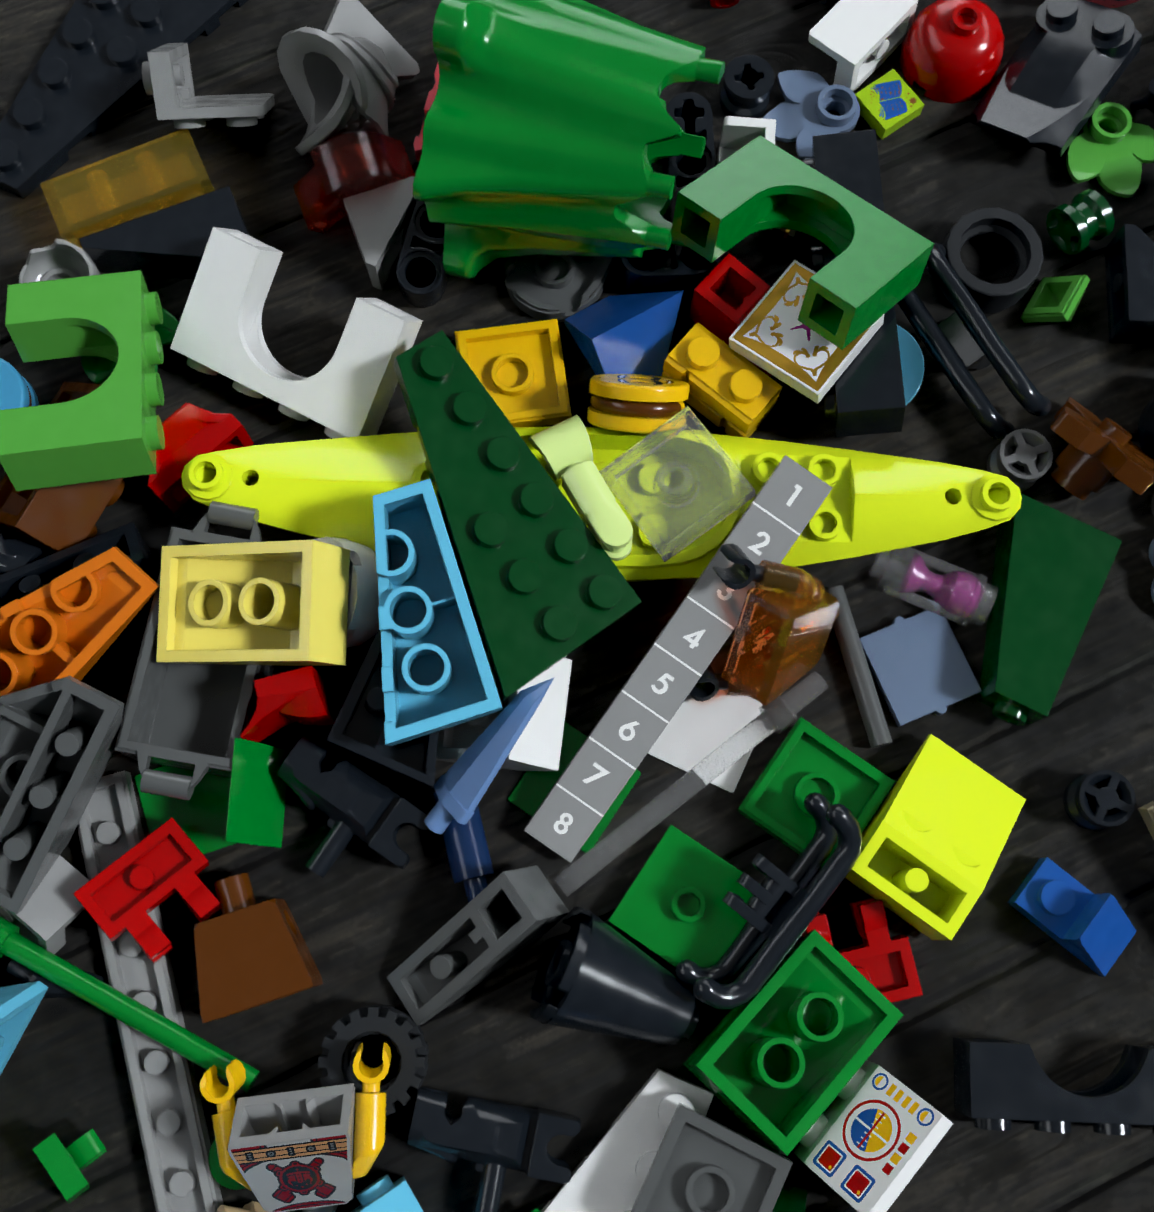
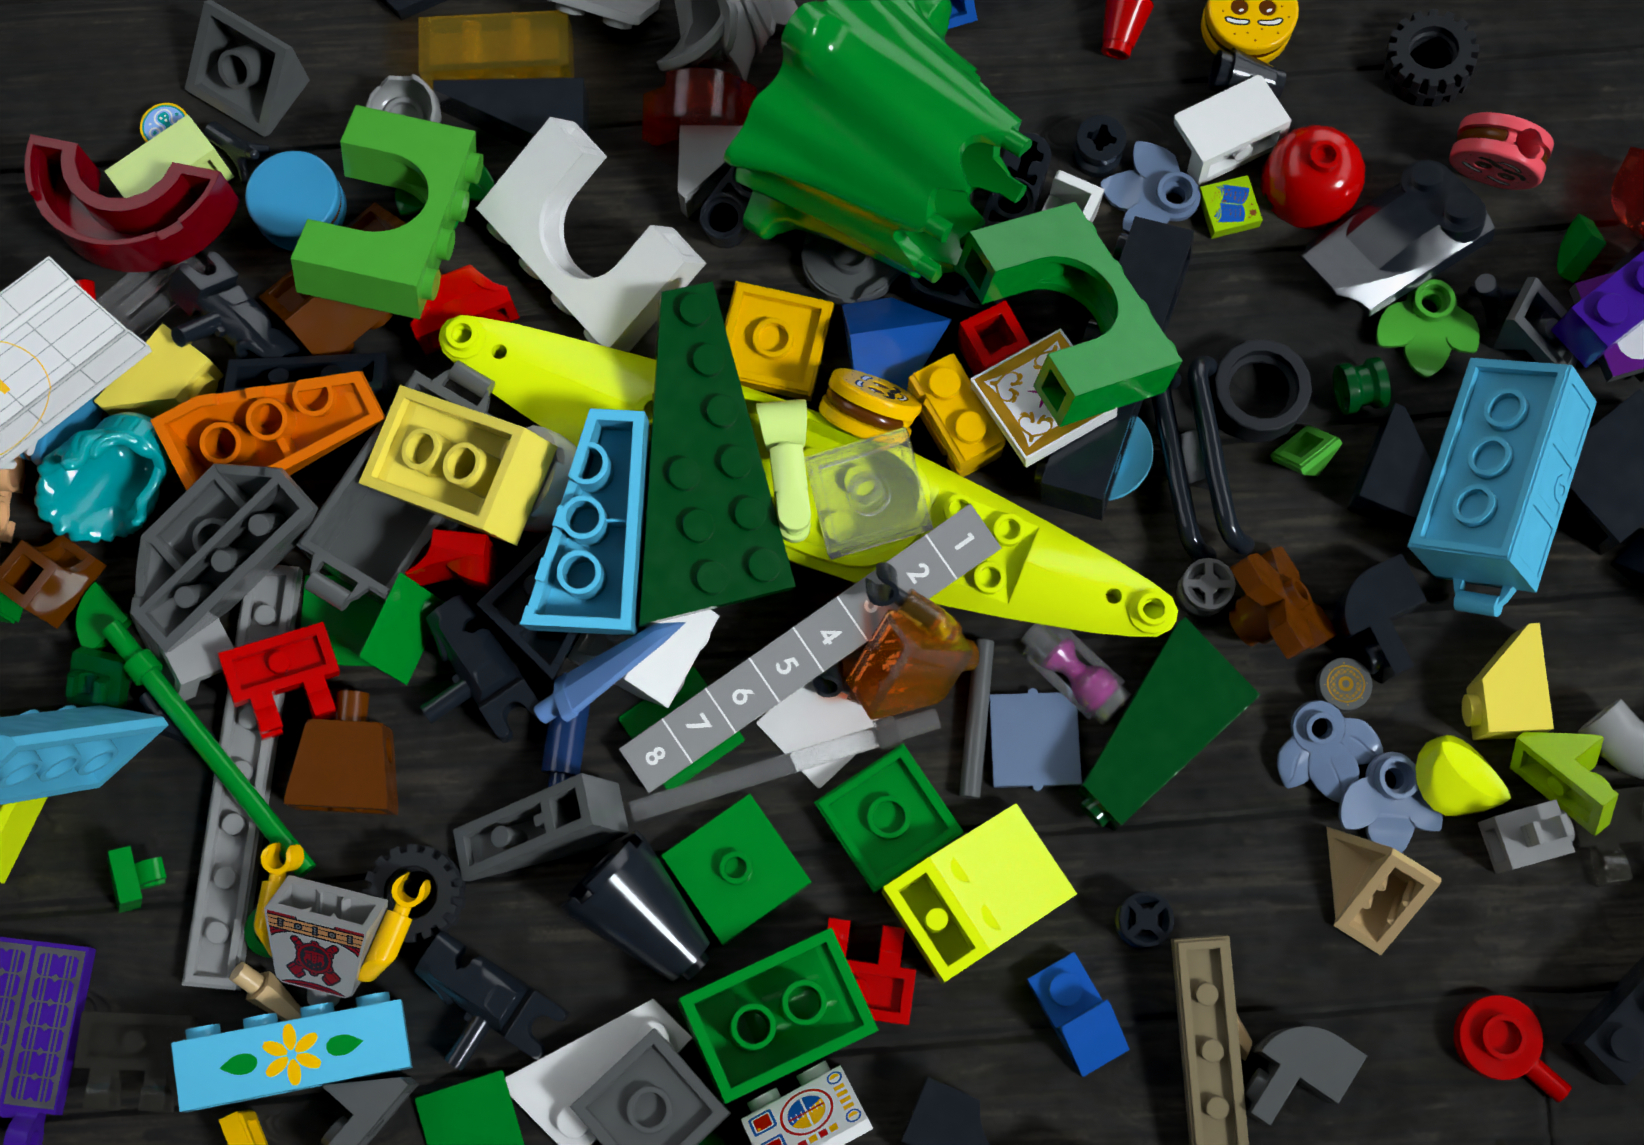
camera: 25 degrees right, 0 degrees up
(778, 908) = (806, 897): black piece -> none

